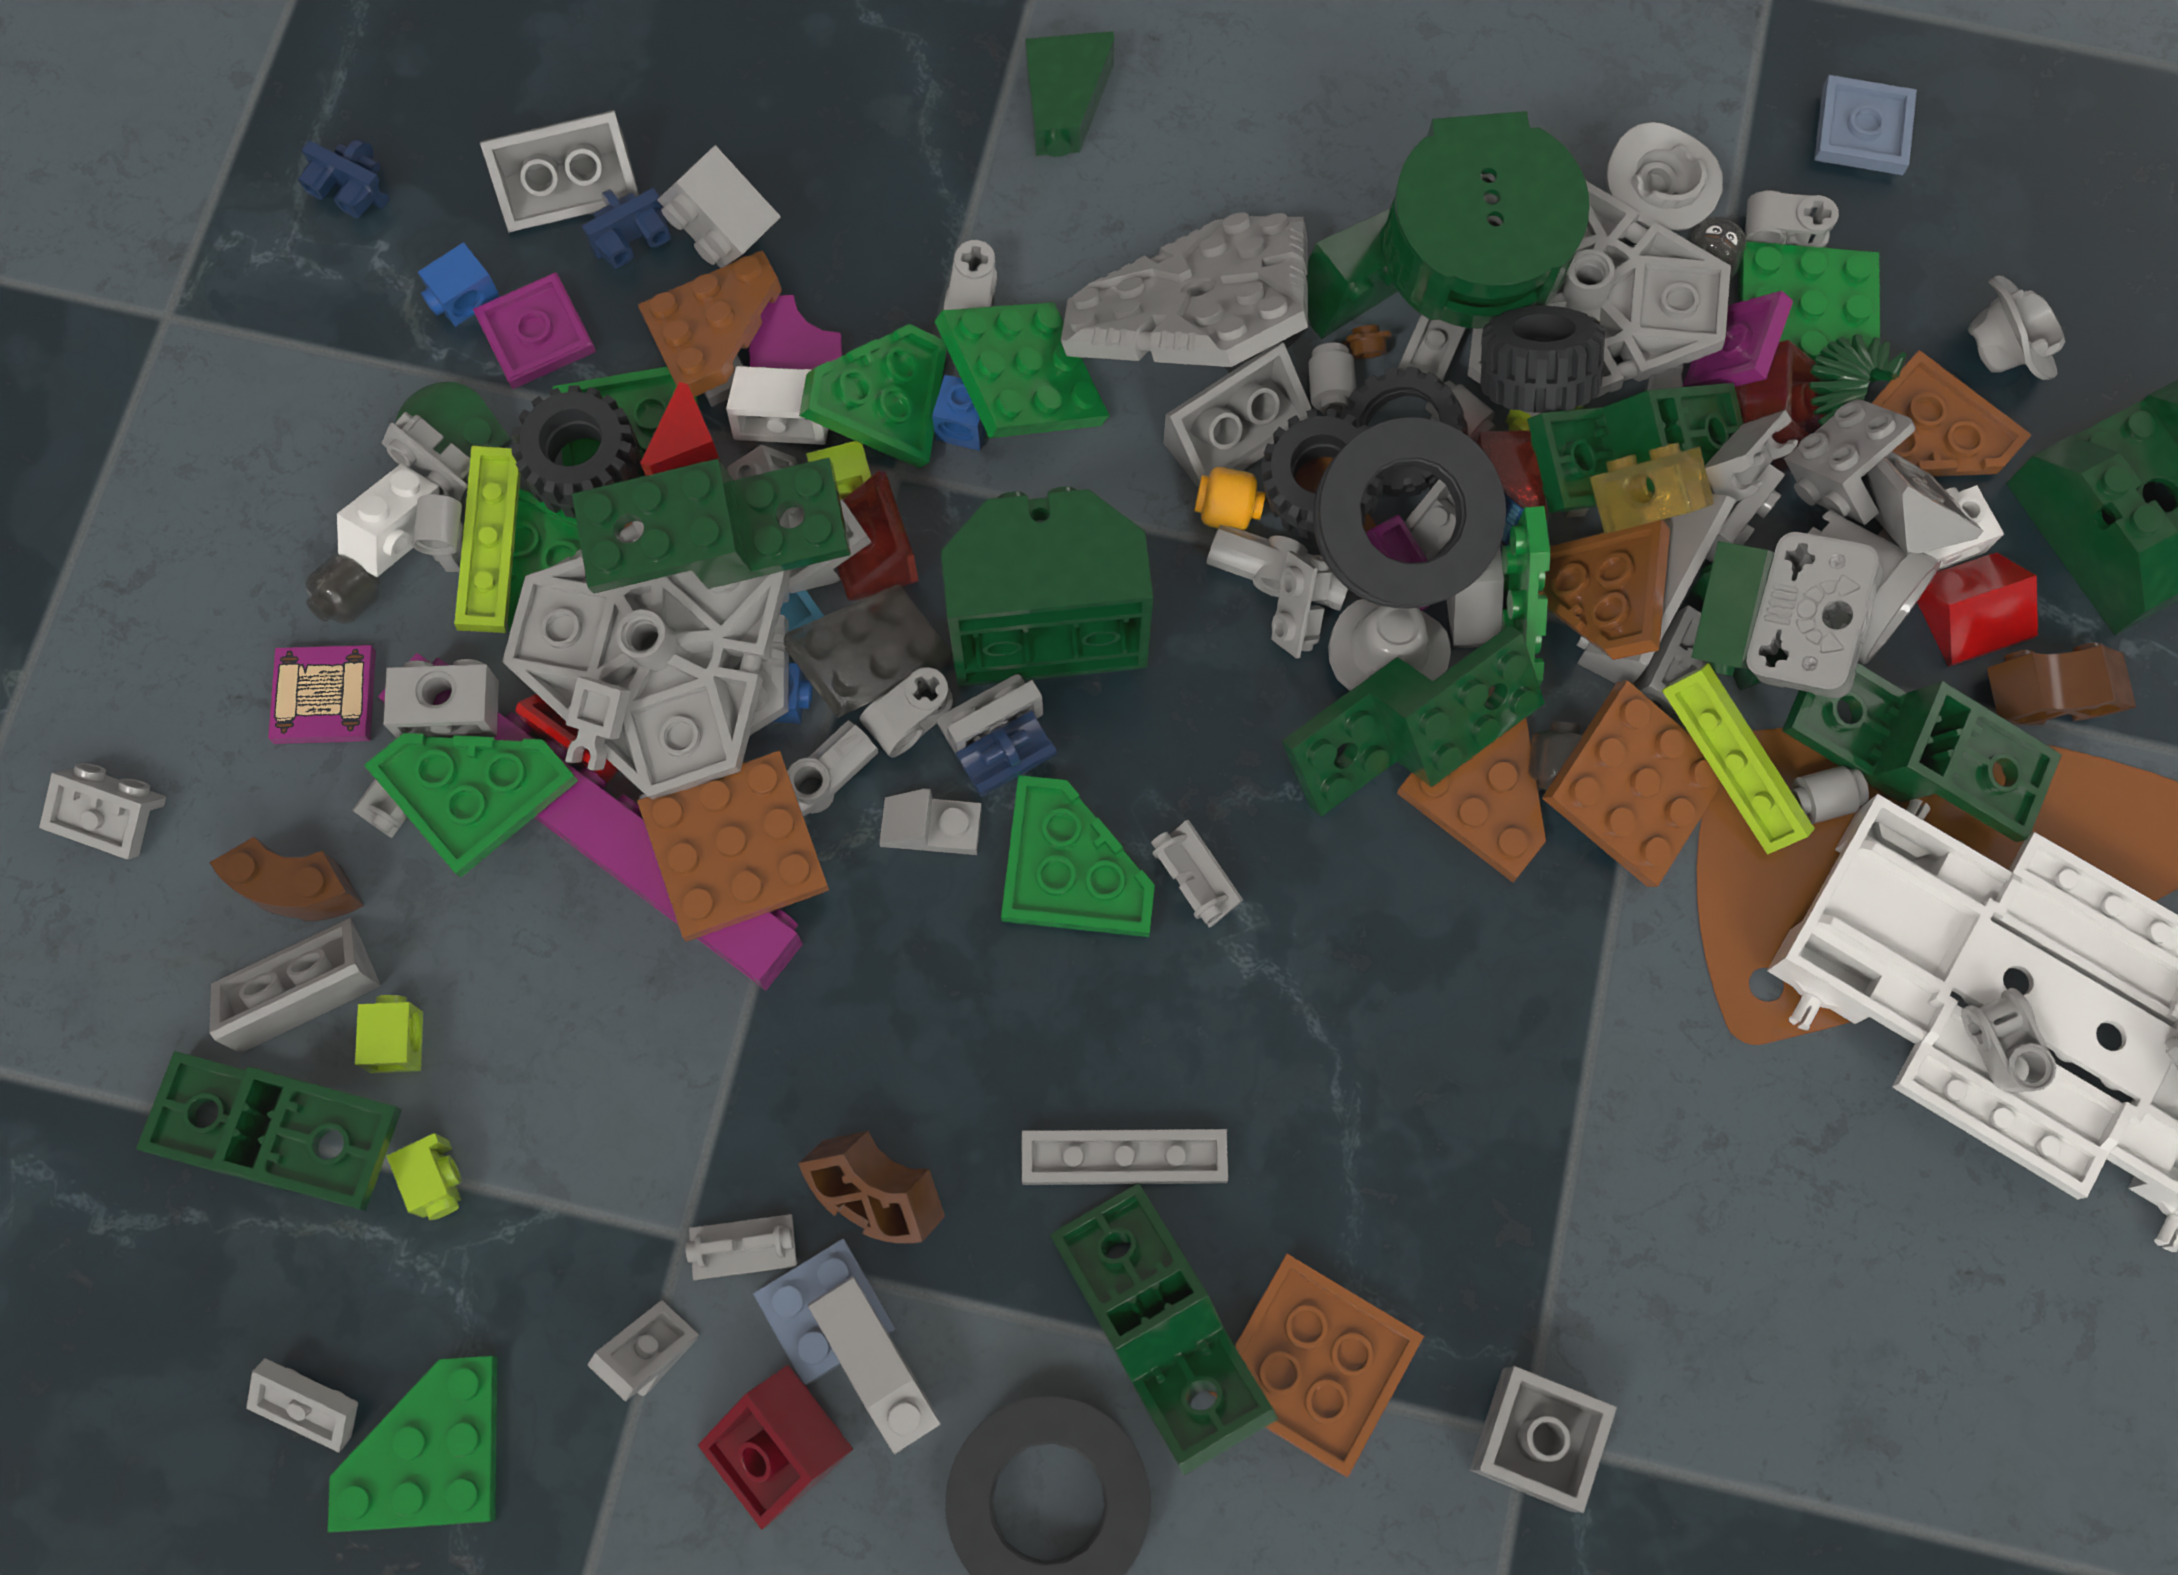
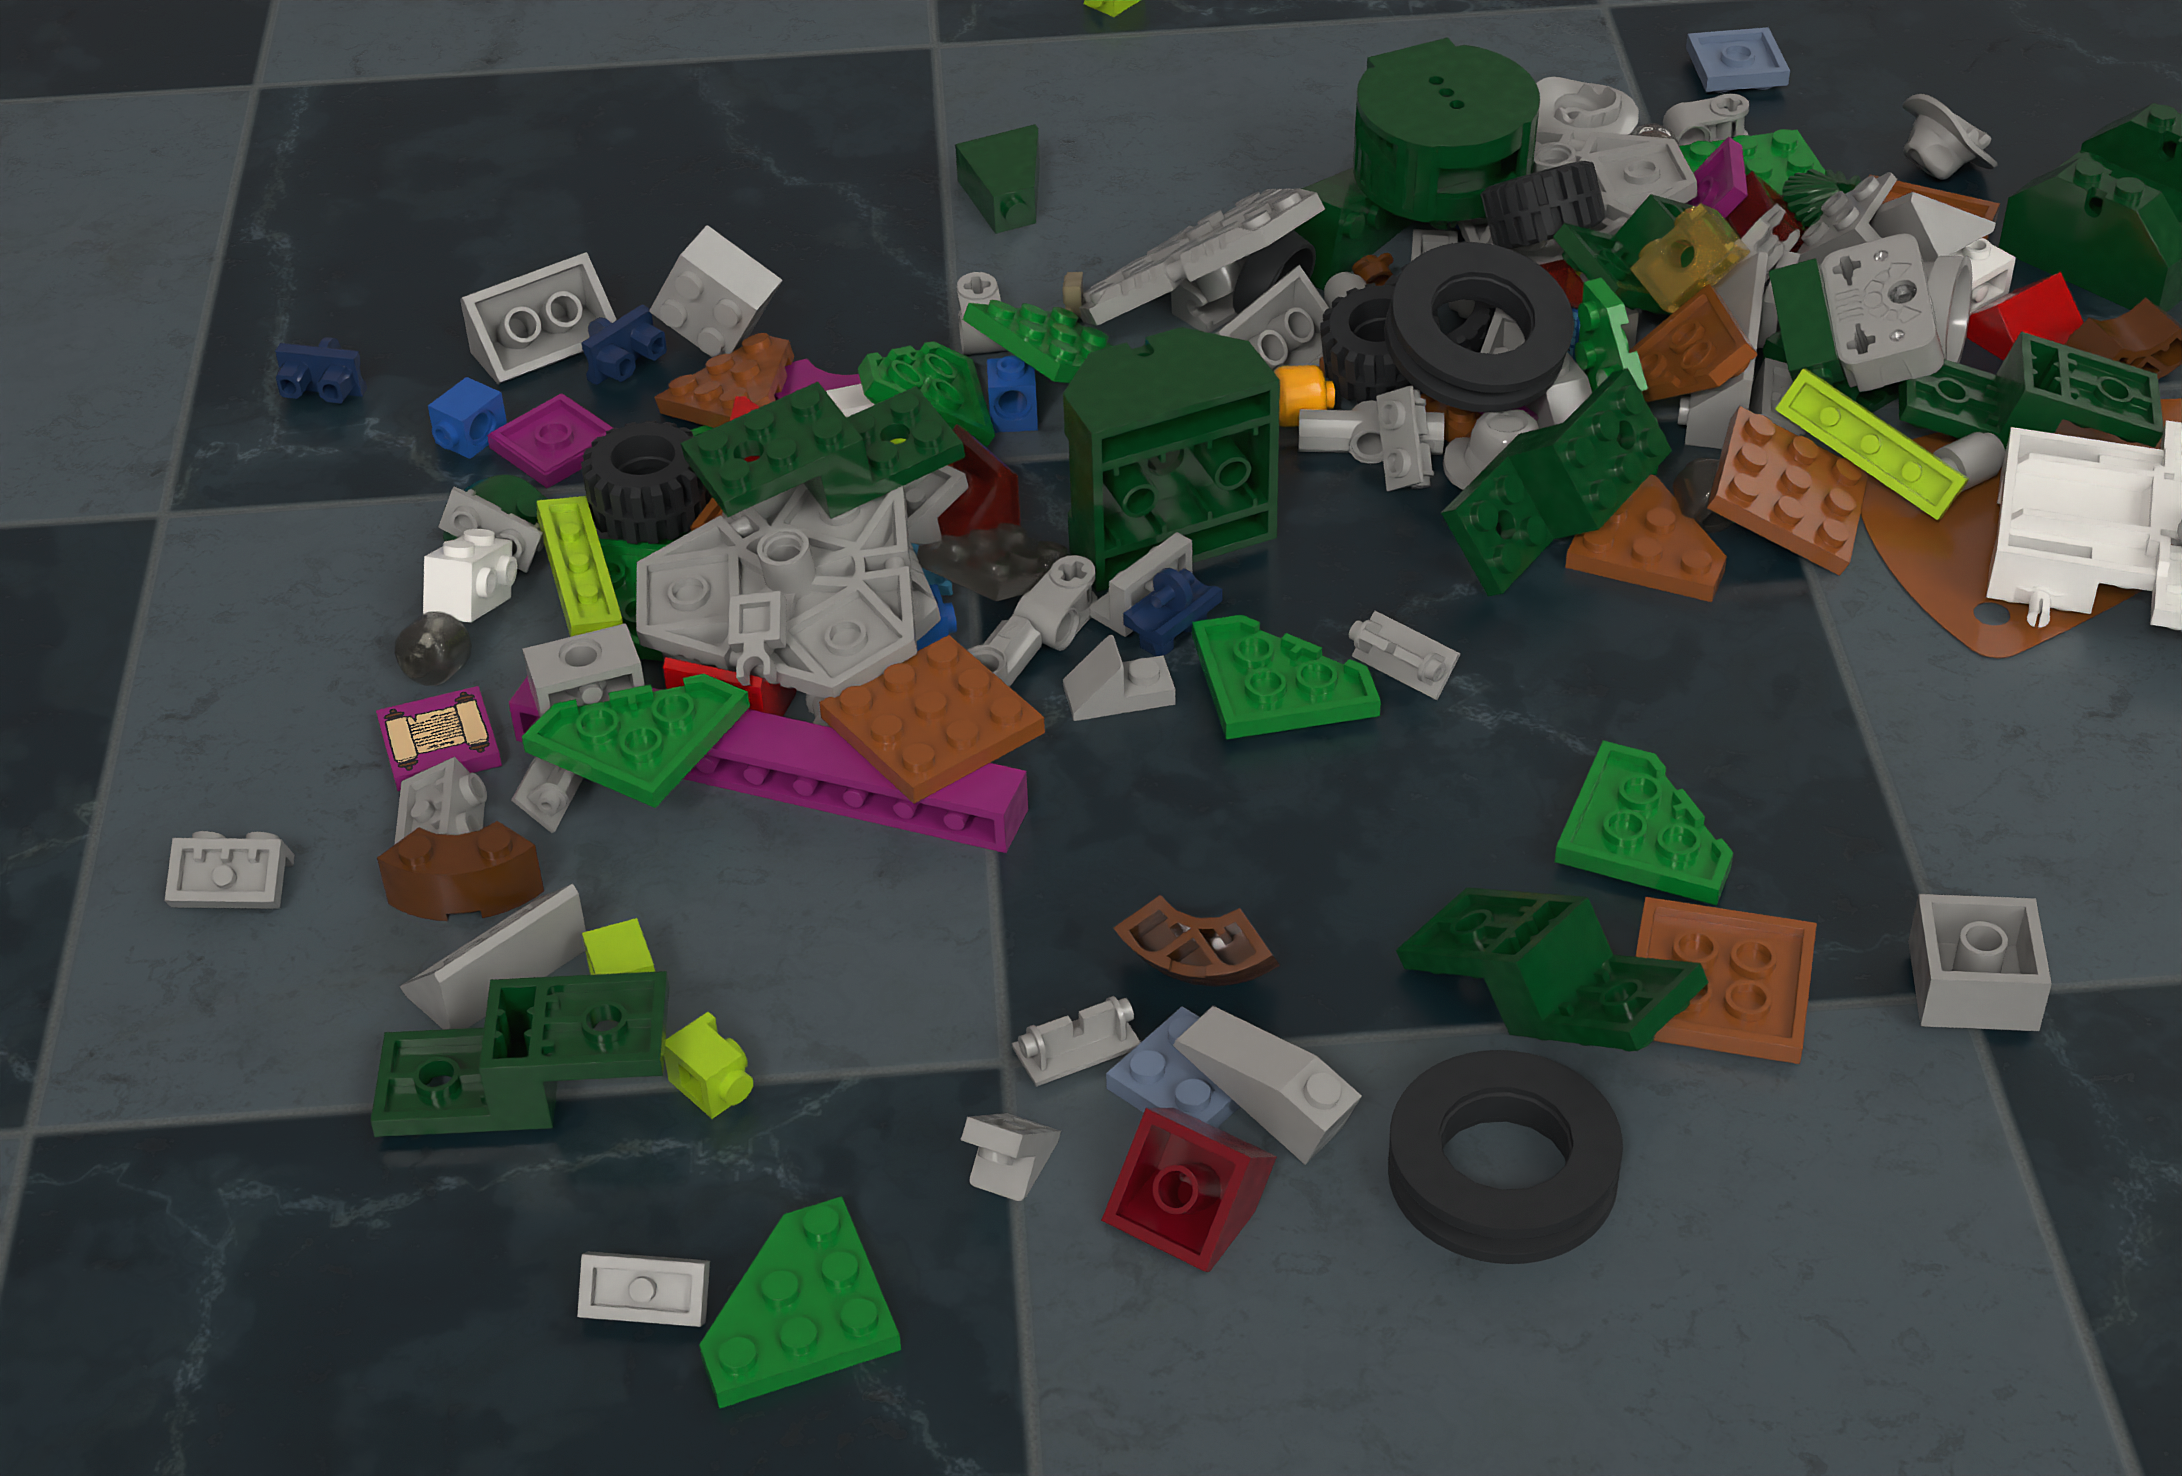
camera: 15 degrees left, 30 degrees down
(295, 800) = (441, 801): none -> light grey bracket
(439, 530) = (530, 574): light grey piece -> none
(1066, 287) = (1073, 292): none -> dark tan tile
(1124, 1157) = (1440, 873): light grey plate -> none
(1323, 1160) = (1642, 829): none -> green plate

